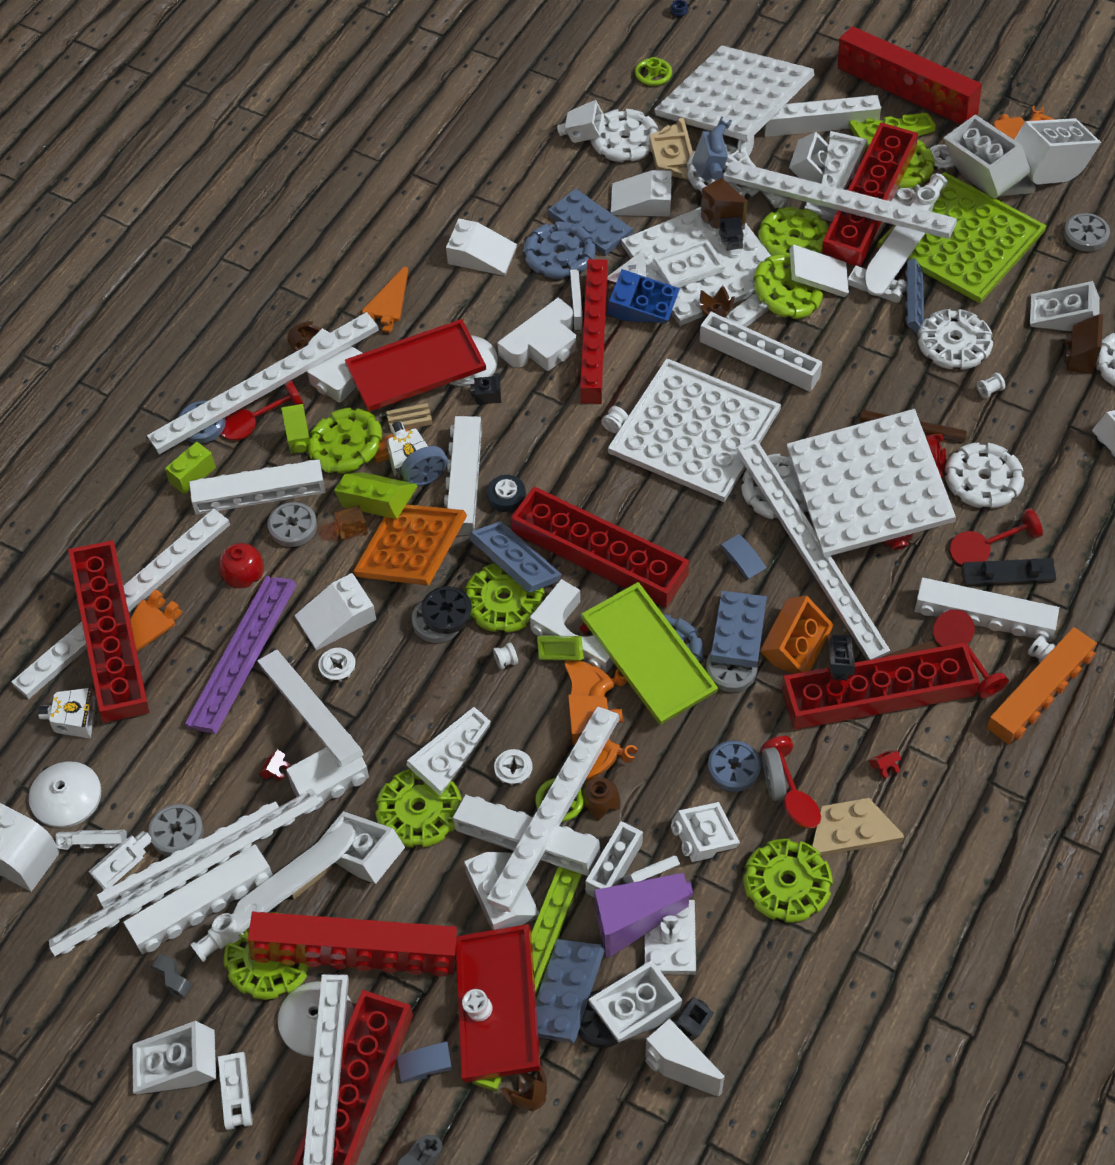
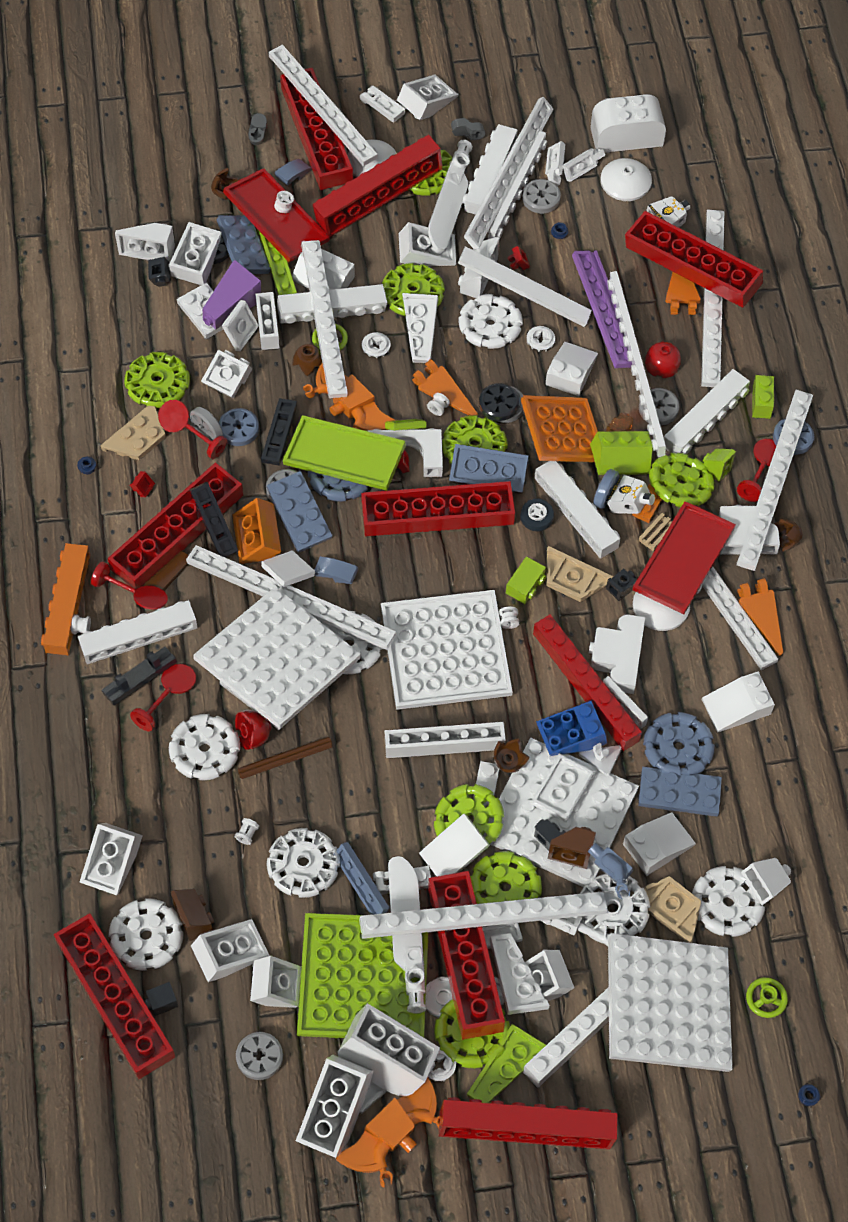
camera: 140 degrees right, 5 degrees up
(196, 769) = (559, 231): none -> dark blue plate
(271, 570) = (637, 365): none -> white plate
(374, 704) = (496, 314): none -> white plate
(415, 300) = (739, 620): none -> white tile
(484, 674) = (442, 382): none -> orange flag
(524, 422) = (573, 576): none -> tan wing
(571, 441) = (526, 580): none -> lime brick
(697, 723) = (279, 431): none -> black hinge
(792, 576) = (288, 568): none -> white tile
(932, 831) = (89, 468): none -> dark blue plate
(1042, 267) = (275, 982): none -> white slope

